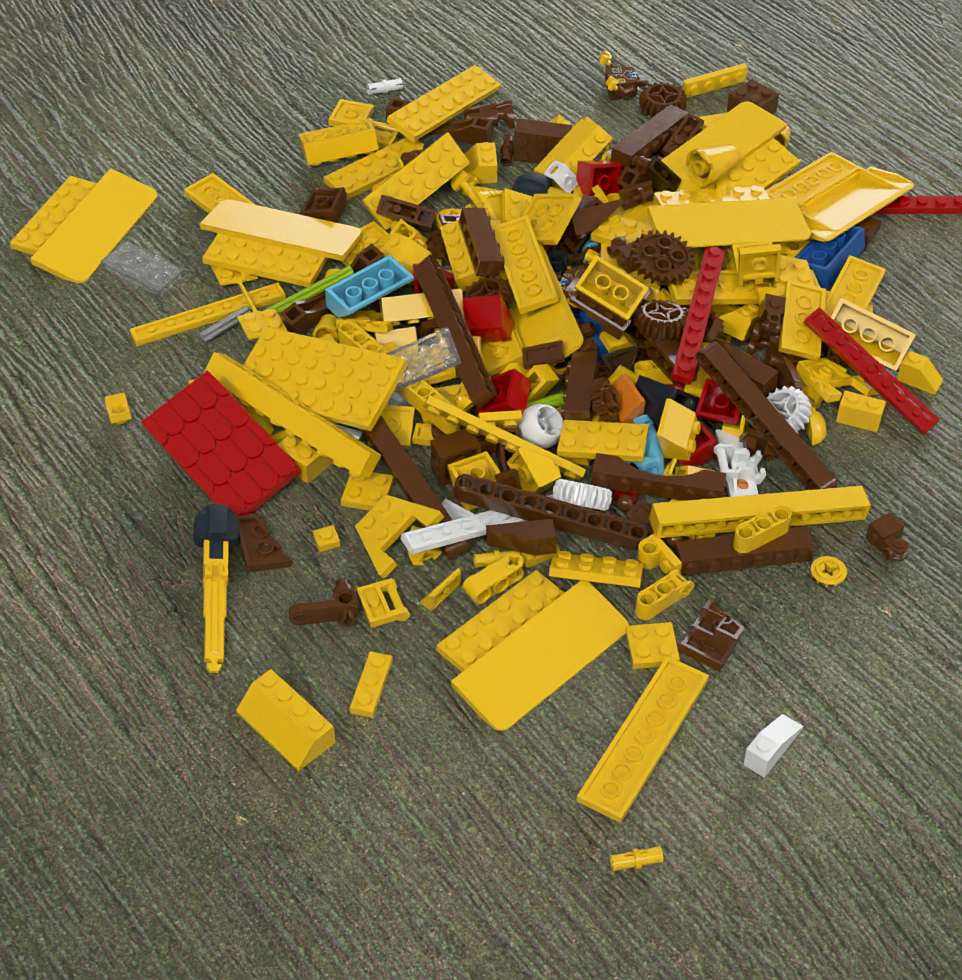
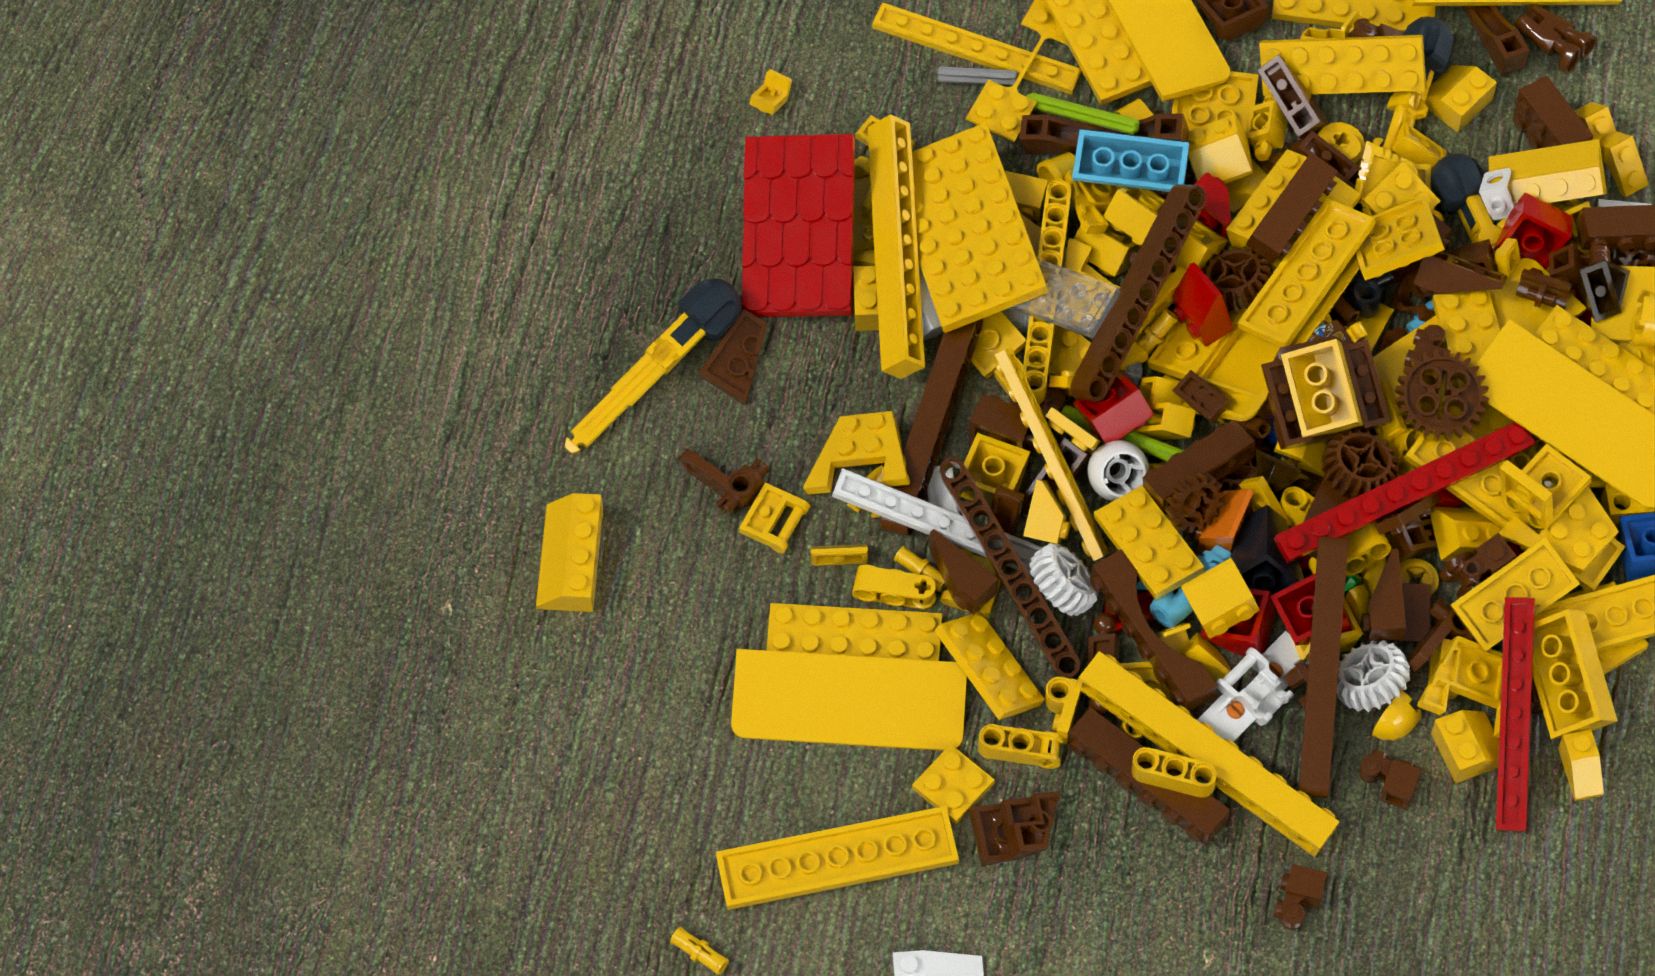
camera: 50 degrees right, 15 degrees up
(326, 538) = (803, 405): yellow plate -> none
(366, 491) = (892, 393): yellow plate -> none
(371, 684) = (678, 587): yellow plate -> none
(507, 149) = (1503, 108): reddish brown pin -> none
(832, 565) = (1199, 859): yellow gear -> none
(855, 448) = (1398, 777): none -> reddish brown brick

